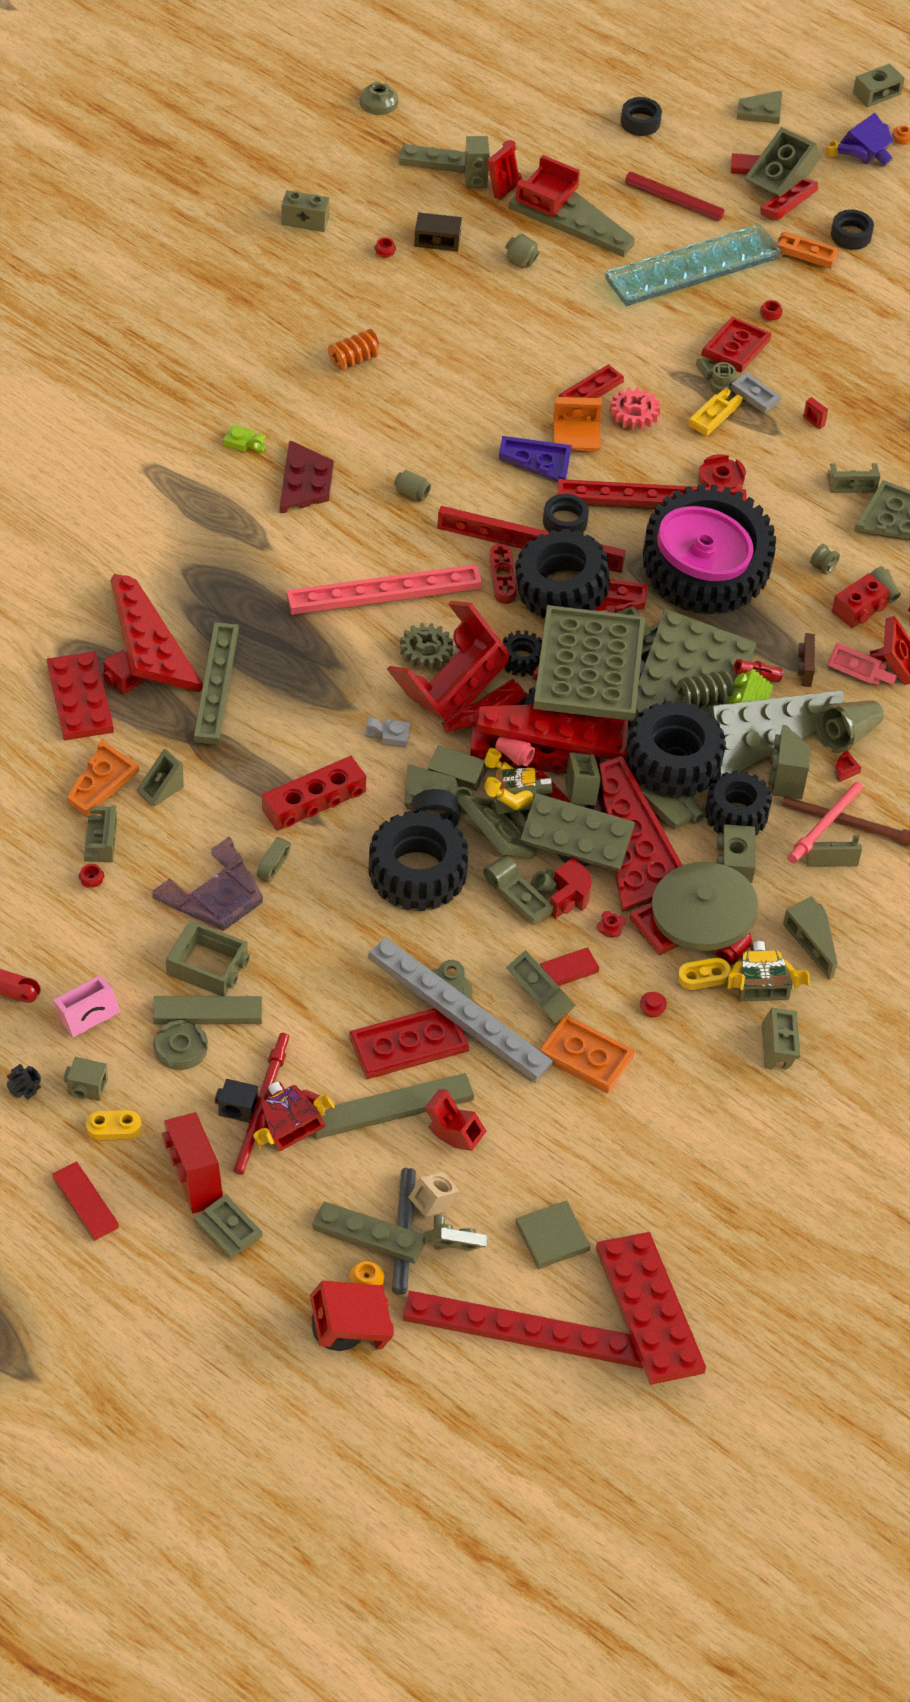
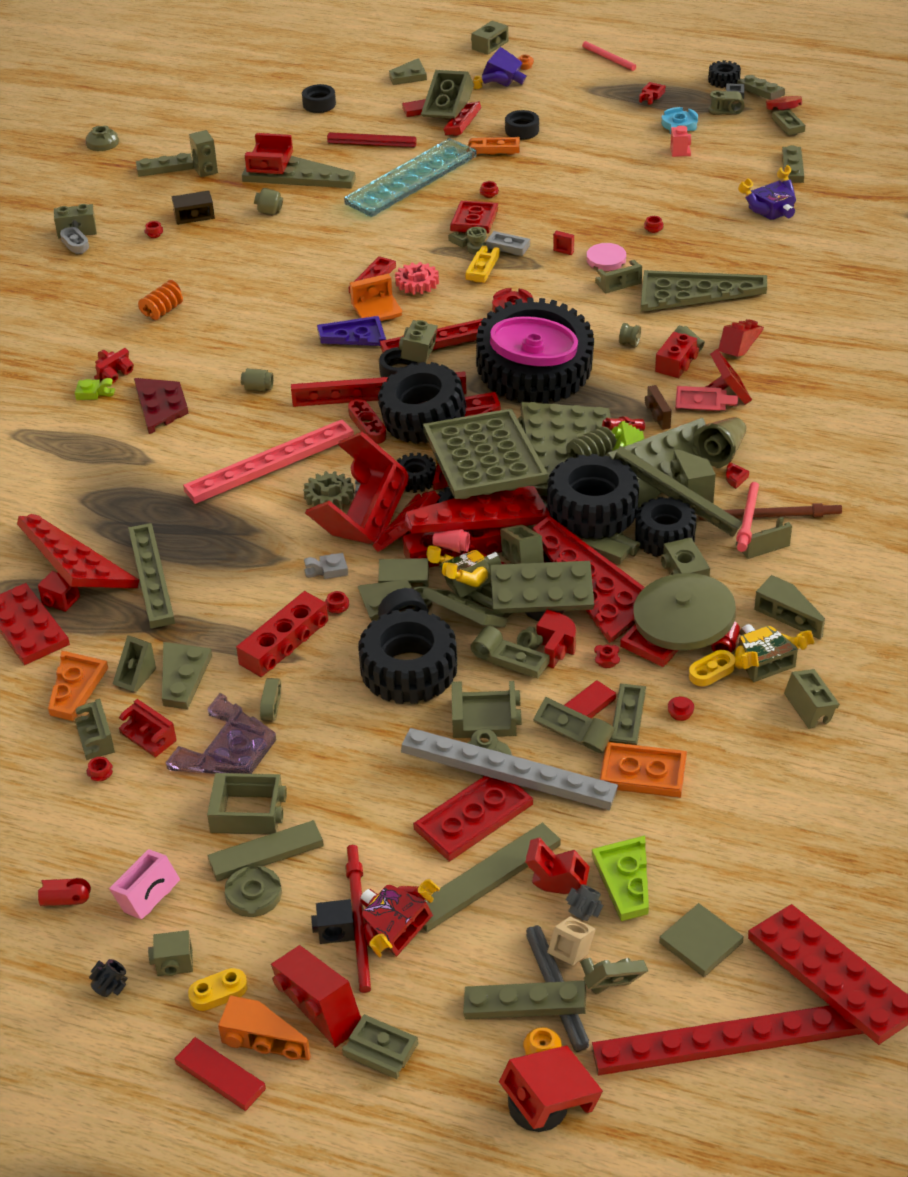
camera: 15 degrees left, 10 degrees down
(128, 1170) = (256, 1027): none -> orange slope
(149, 849) = (147, 728): none -> red hinge
(205, 801) = (182, 673): none -> olive wing
(273, 413) = (110, 363): none -> red hips
(296, 235) = (74, 240): none -> light grey plate
(380, 776) = (337, 602): none -> red plate
(464, 1163) = (584, 902): none -> dark grey gear
(466, 942) = (485, 710): none -> olive panel
(504, 170) = (228, 153): red plate -> none
(514, 1150) = (625, 876): none -> lime wing
(593, 497) = (418, 341): none -> olive brick
(600, 993) = (628, 714): none -> olive tile
(763, 771) = (678, 491): none -> olive tile
(854, 445) = (606, 256): none -> bright pink tile

